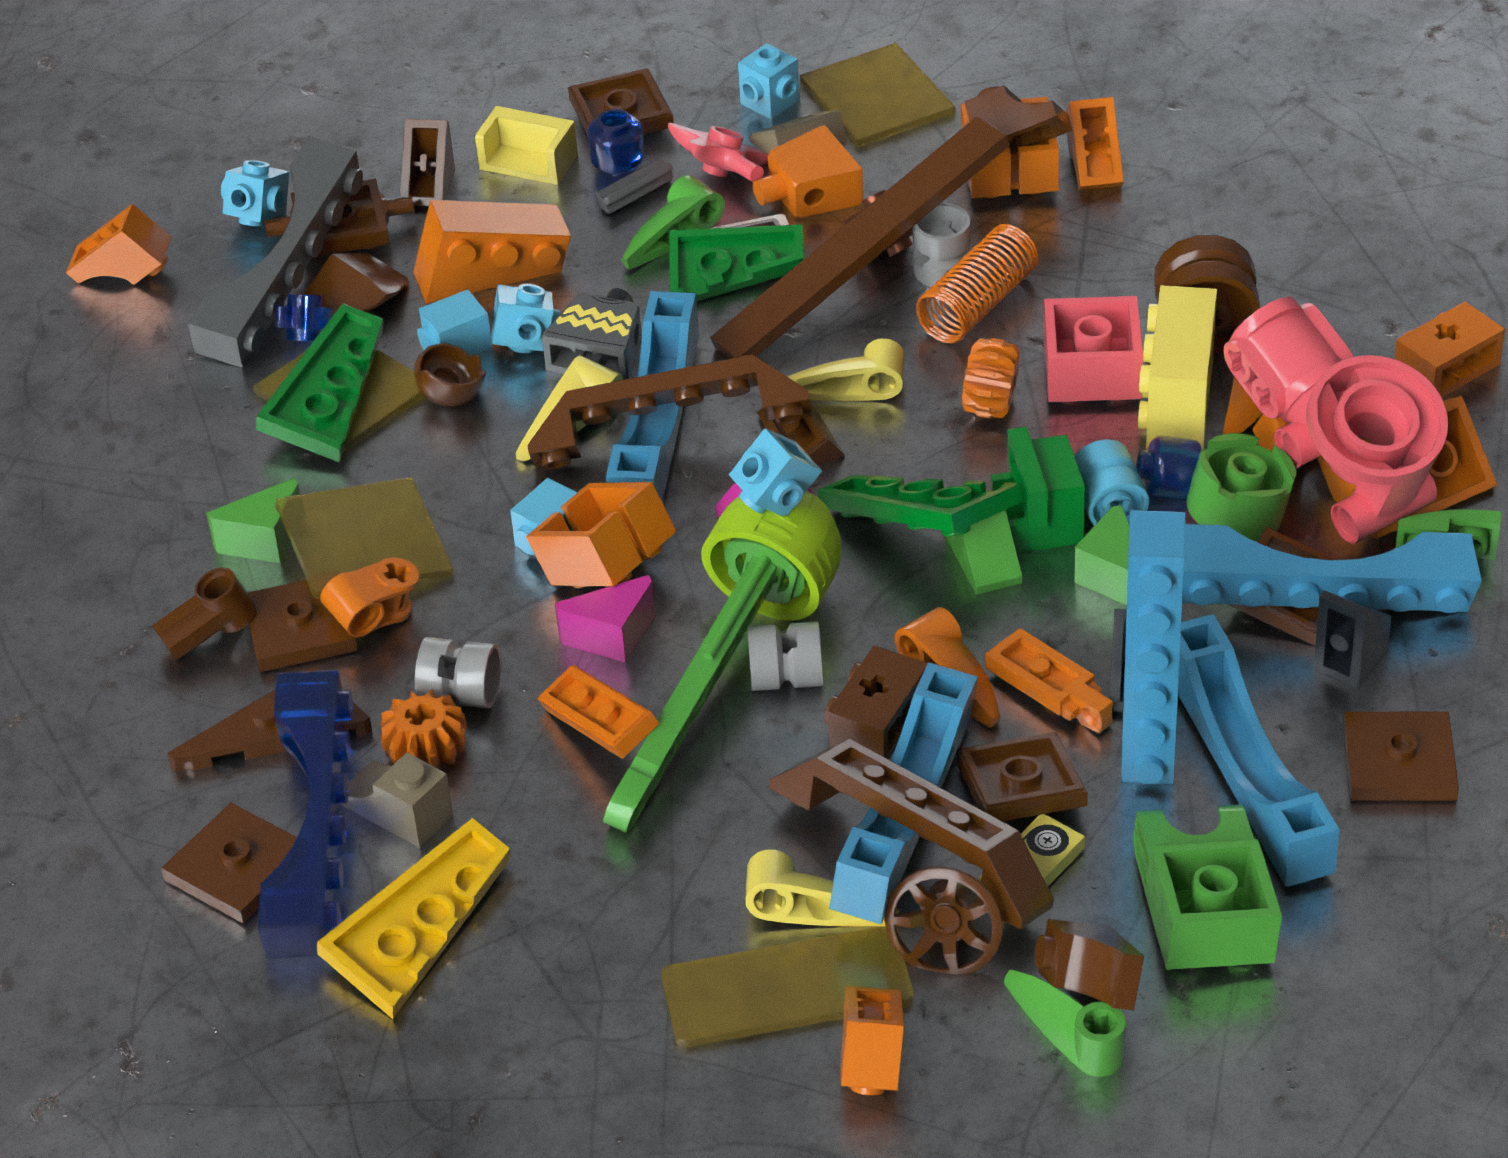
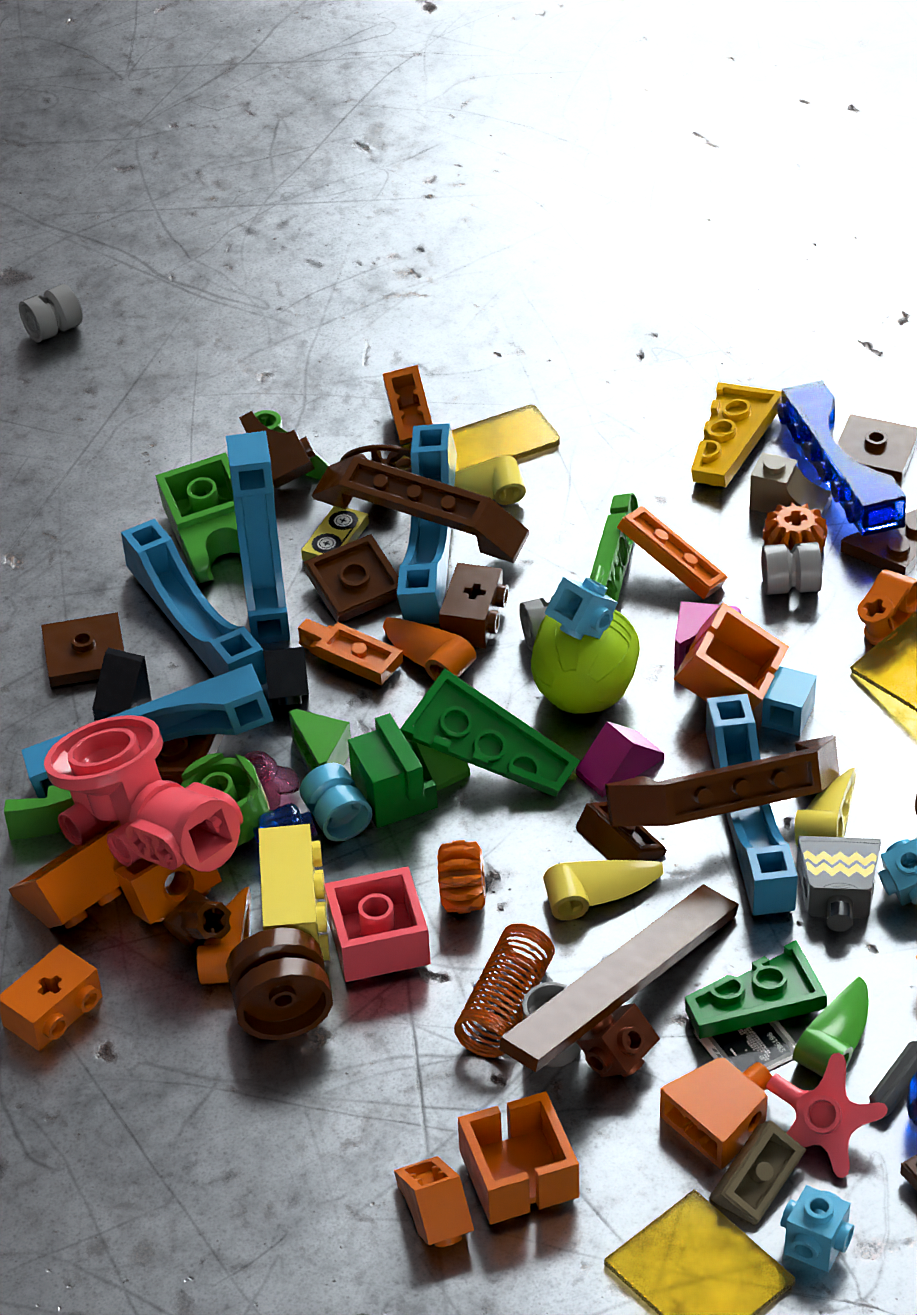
camera: 165 degrees right, 0 degrees up
(1020, 121) = (511, 1118): reddish brown arch -> none

